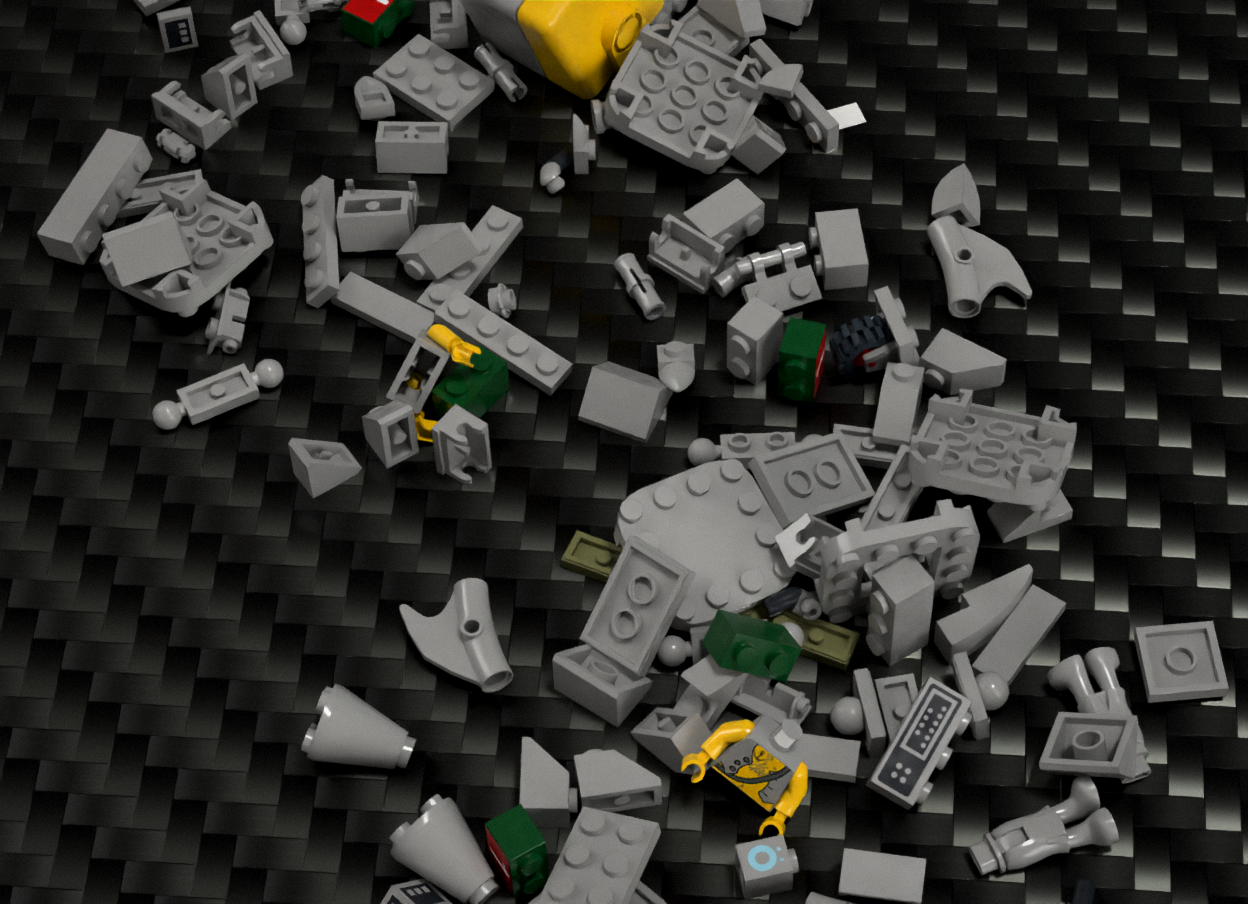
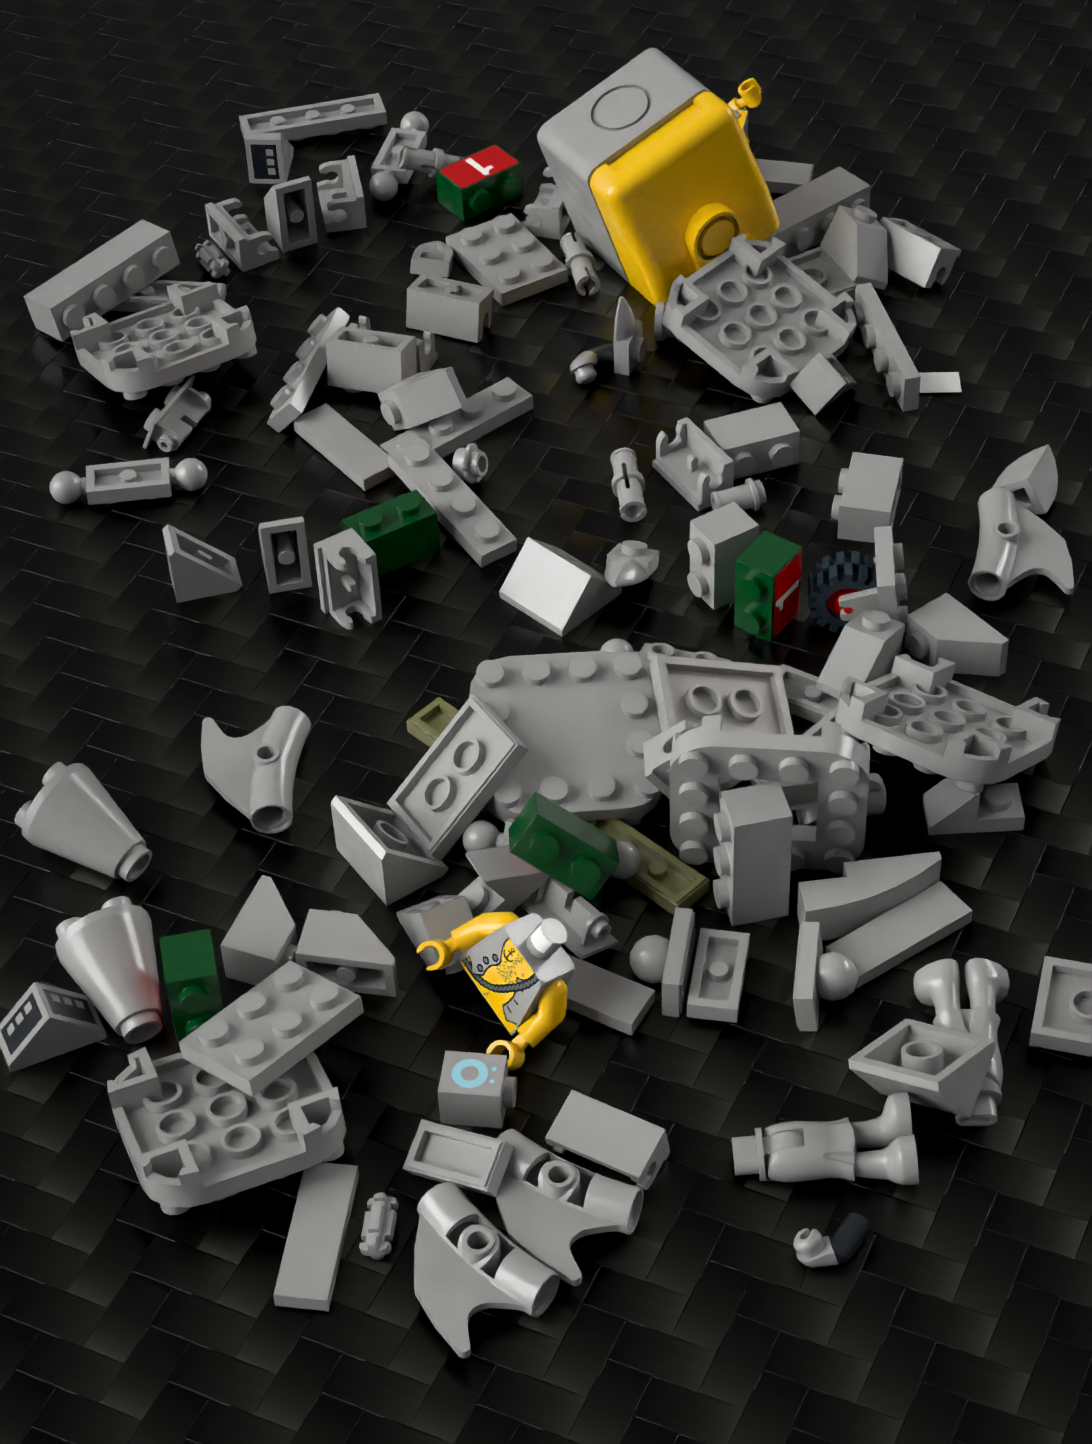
camera: 20 degrees right, 10 degrees down
(148, 248) = (113, 316): light grey slope -> none
(424, 367) = (343, 491): torso -> none
(782, 80) = (873, 321): light grey tile -> none
(784, 291) = (795, 521): light grey plate -> none
(795, 600) = (645, 821): arm -> none
(920, 744) = (716, 1004): brick -> none

